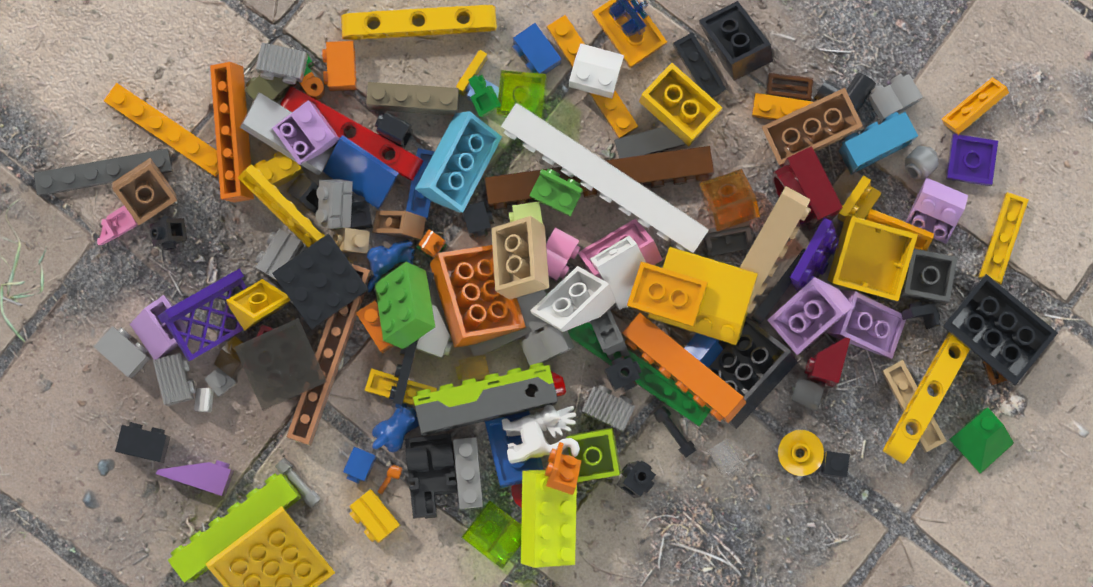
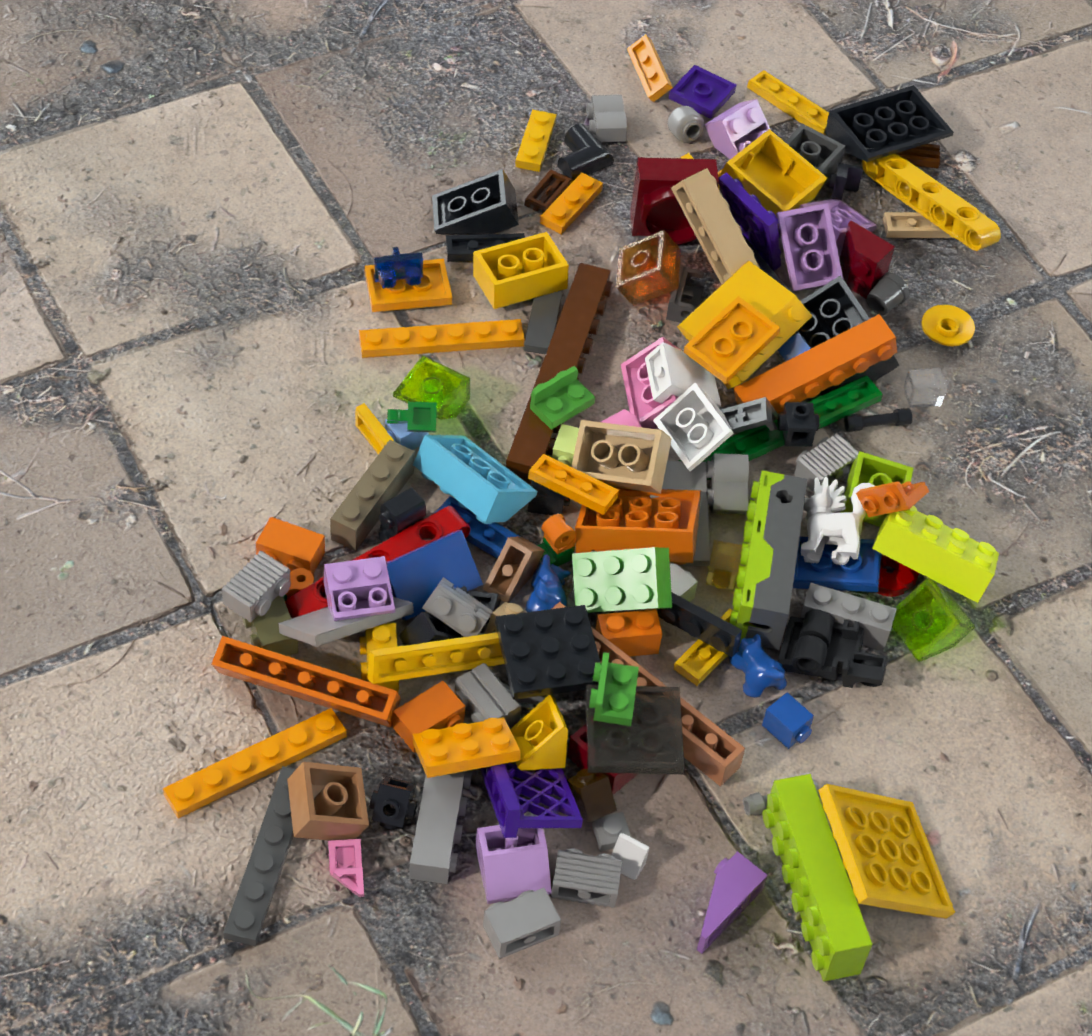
camera: 70 degrees left, 30 degrees down
(143, 443) = (655, 943): black brick -> none
(174, 266) = (438, 827): none -> light grey brick
(222, 260) = (466, 747): none -> light orange plate
(248, 224) = (430, 710): none -> orange brick
(296, 339) = (615, 692): none -> bright green bracket
(374, 516) = (859, 731): yellow brick -> none
(393, 472) = (810, 696): orange hand -> none
(400, 22) = (284, 458): yellow beam -> none
(478, 235) = (573, 484): none -> light orange plate
(536, 50) = (383, 366): blue brick -> none
(596, 71) = (445, 320): white slope -> none
(605, 178) = (573, 346): white brick -> none
(636, 478) = (926, 464): black brick -> none
(813, 125) = (609, 179): medium nougat brick -> none
(835, 464) = (975, 300): black brick -> none
(843, 51) = (535, 140): none -> yellow plate
(877, 141) = (649, 129): dark azure brick -> none
(982, 440) = (990, 189): green slope -> none

